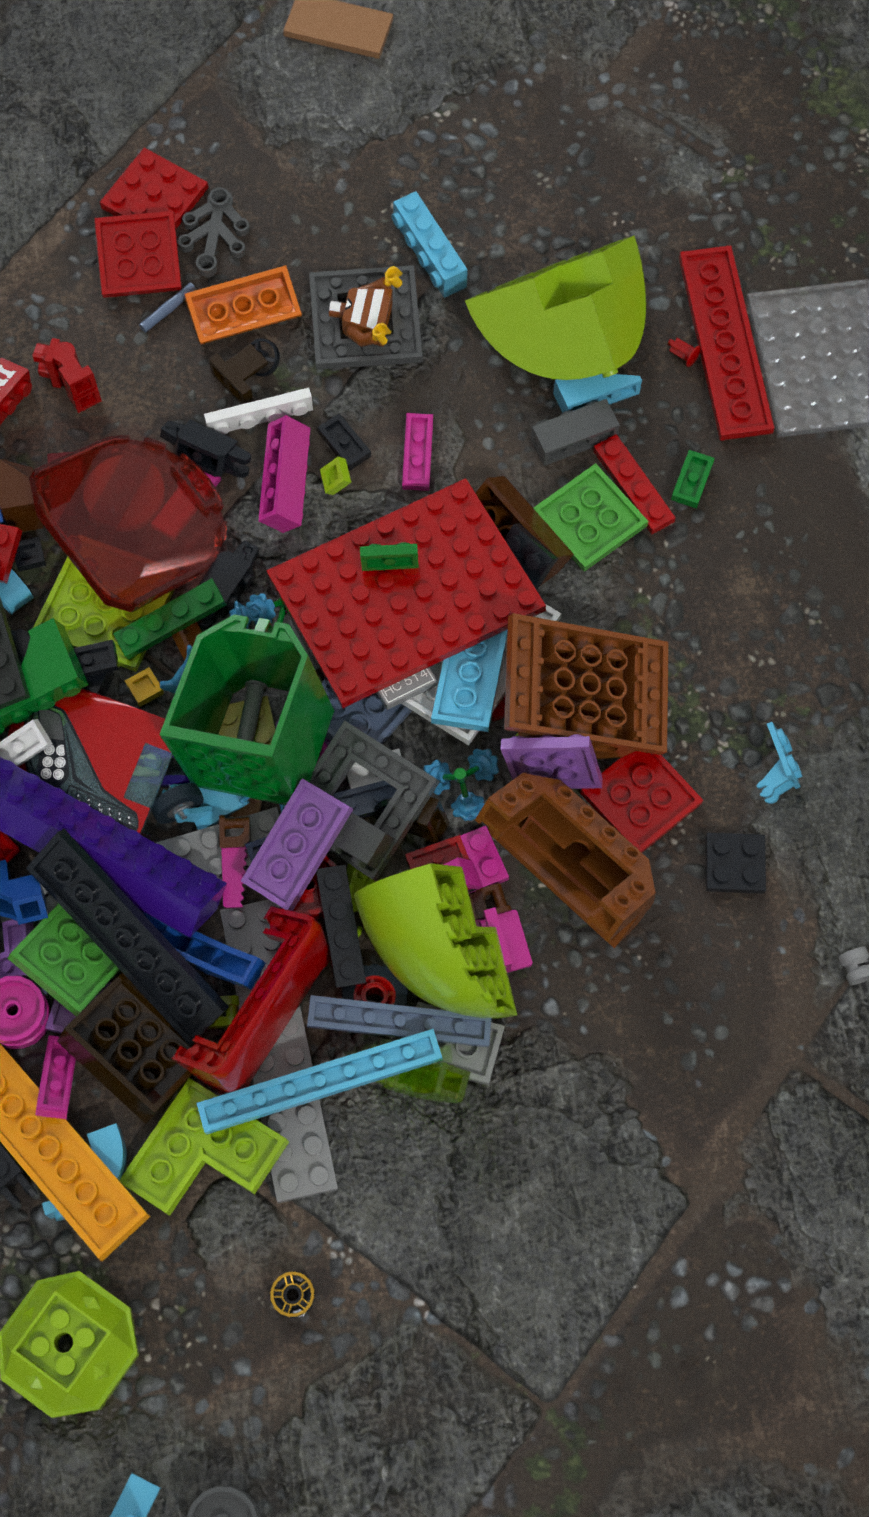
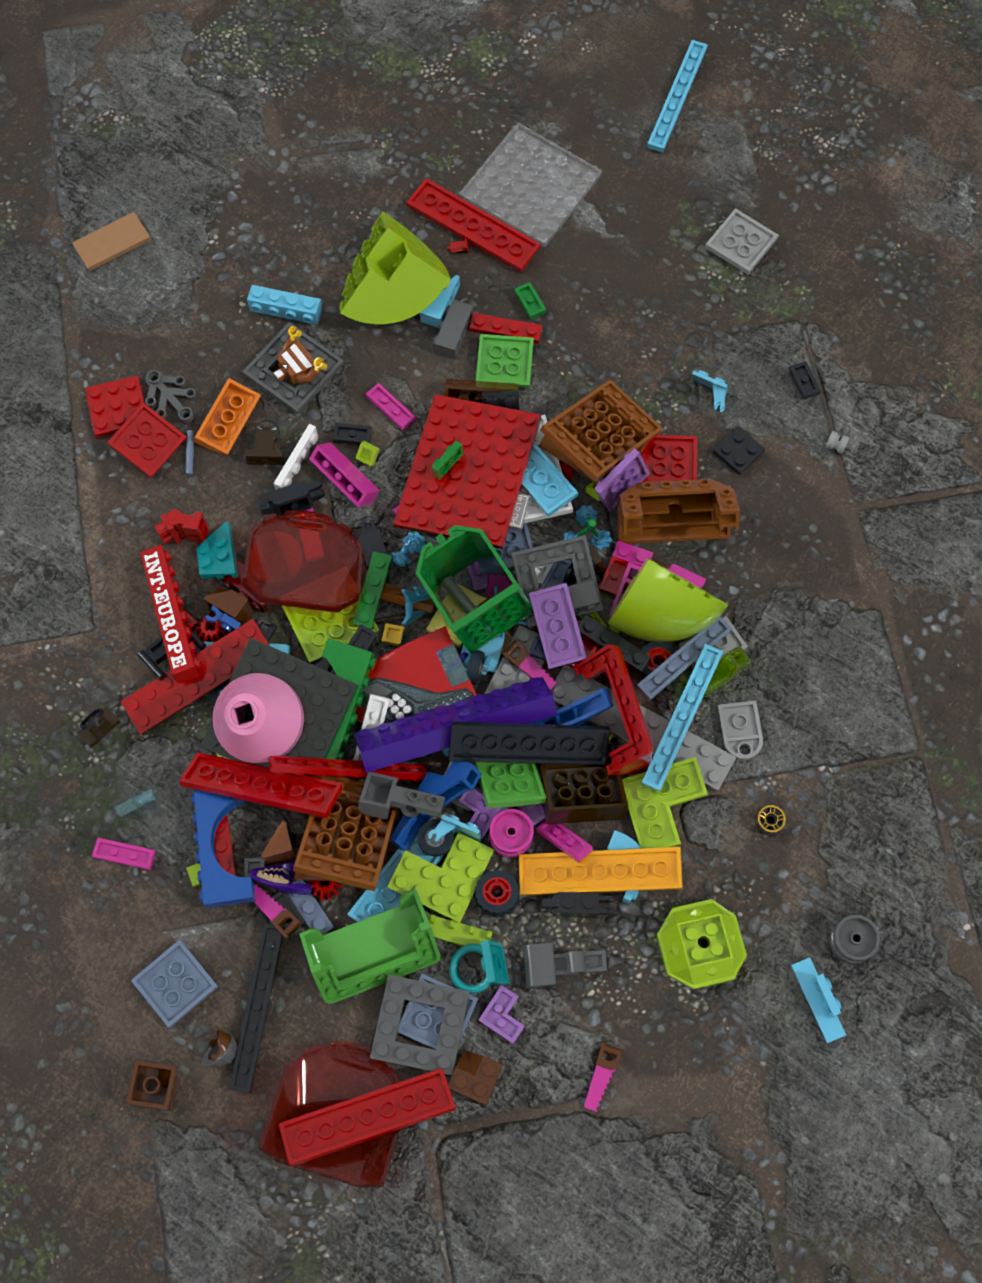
camera: 45 degrees left, 0 degrees up
(71, 430) = (217, 554): none -> teal wing
(380, 1161) = (740, 727): none -> light grey tile

